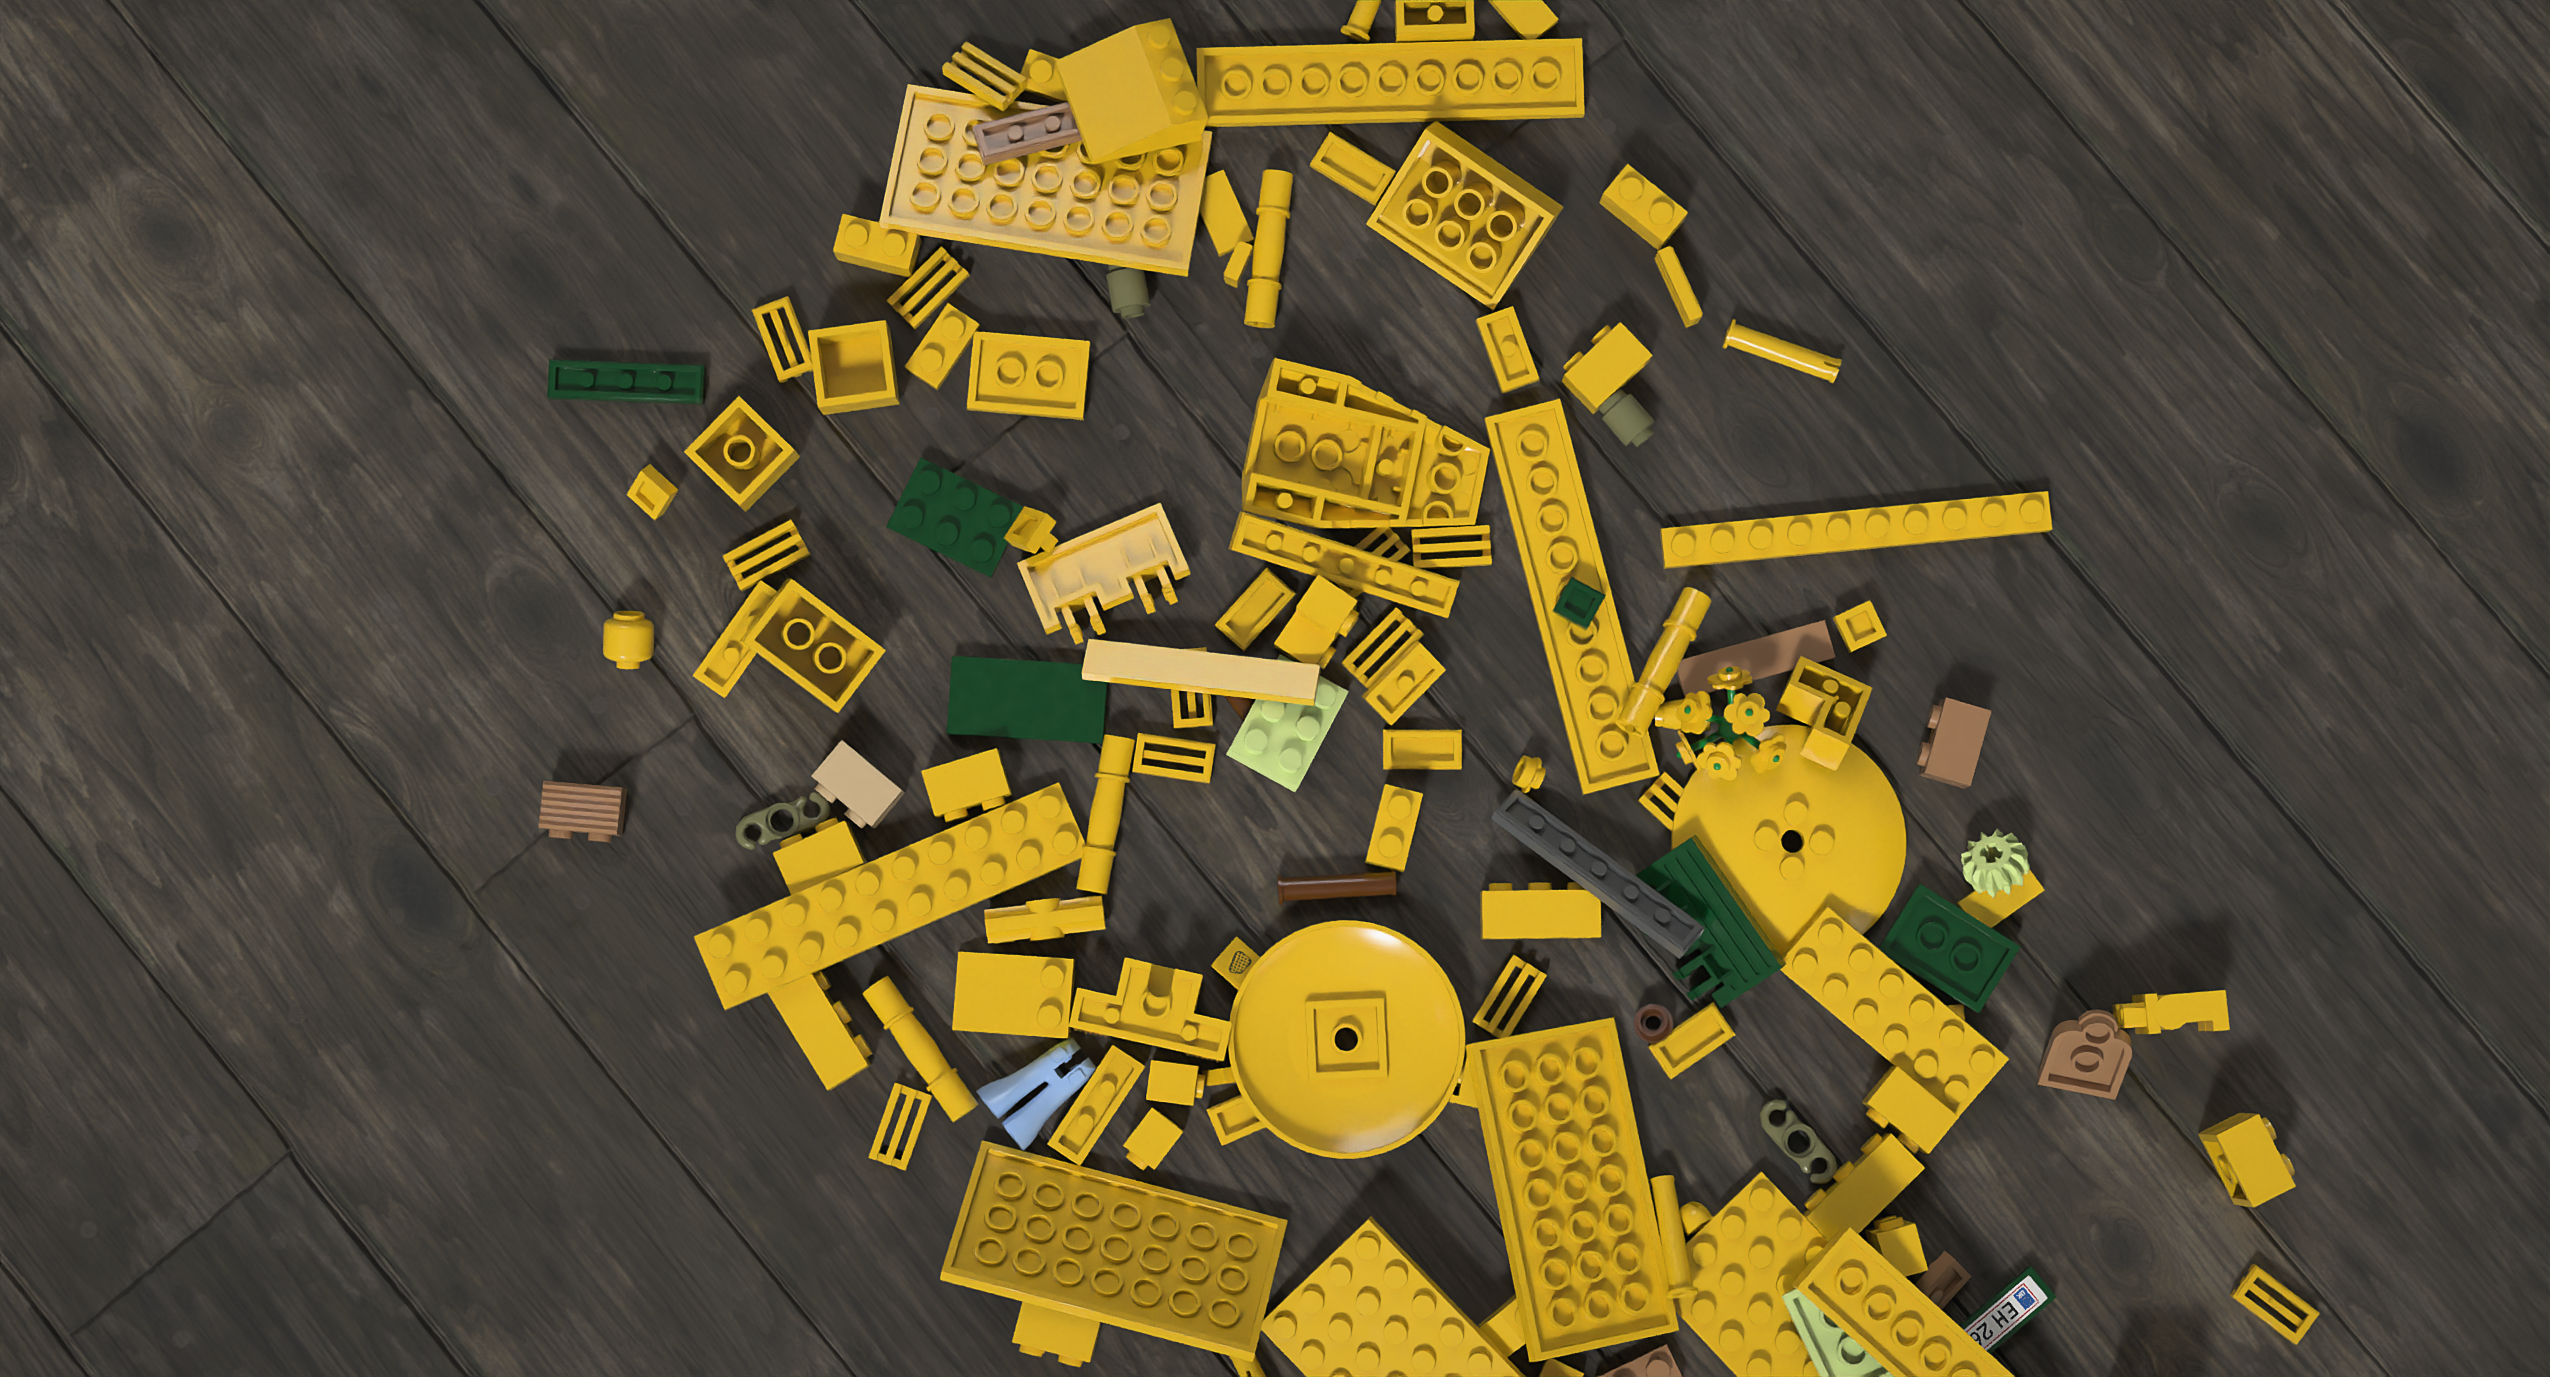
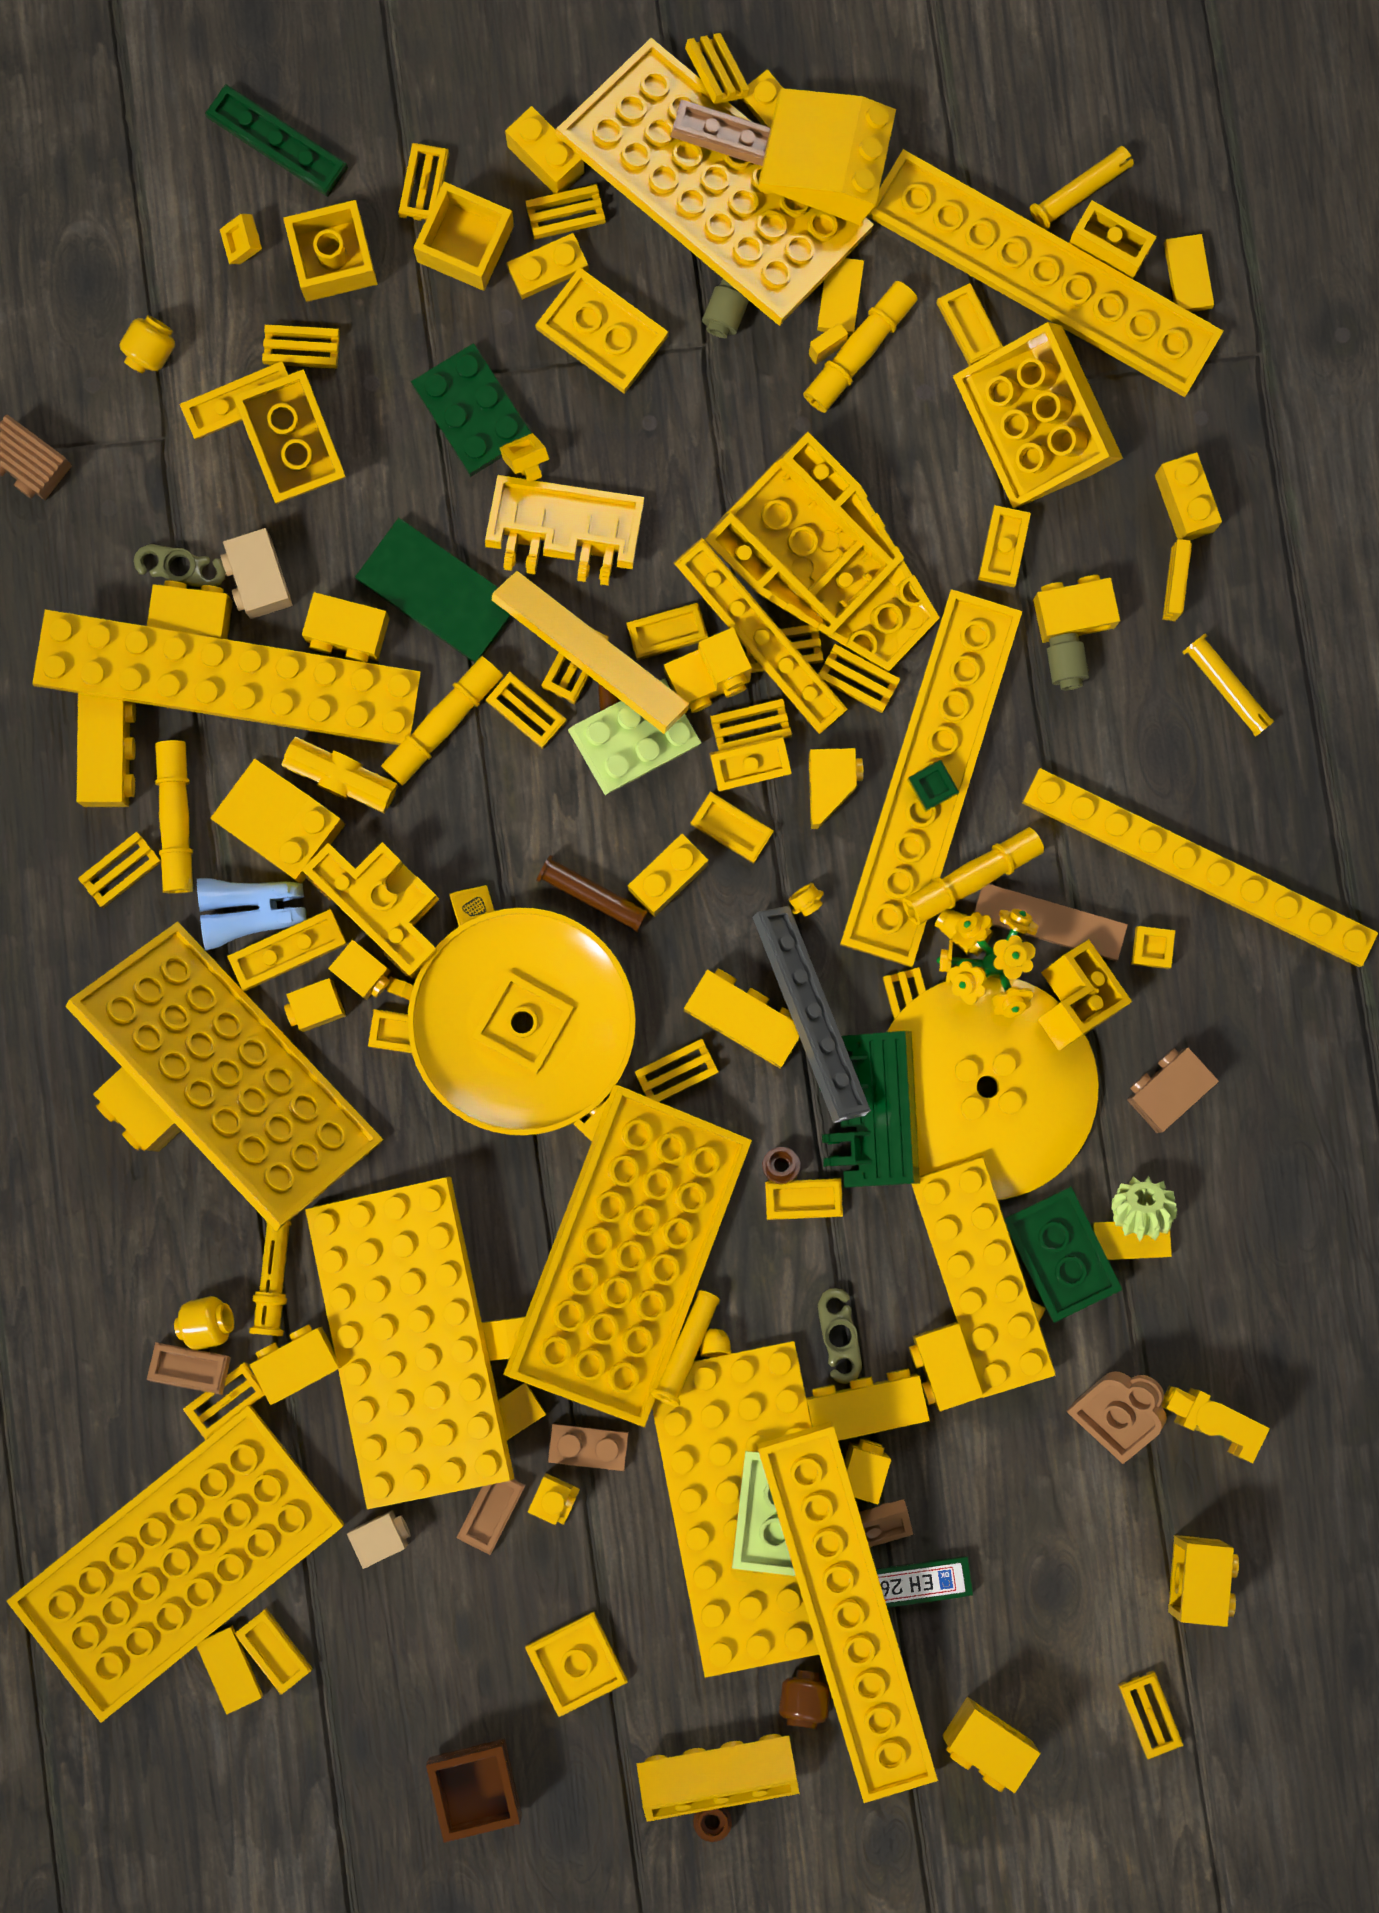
camera: 30 degrees right, 0 degrees up
(1485, 655) = (831, 781): none -> yellow slope

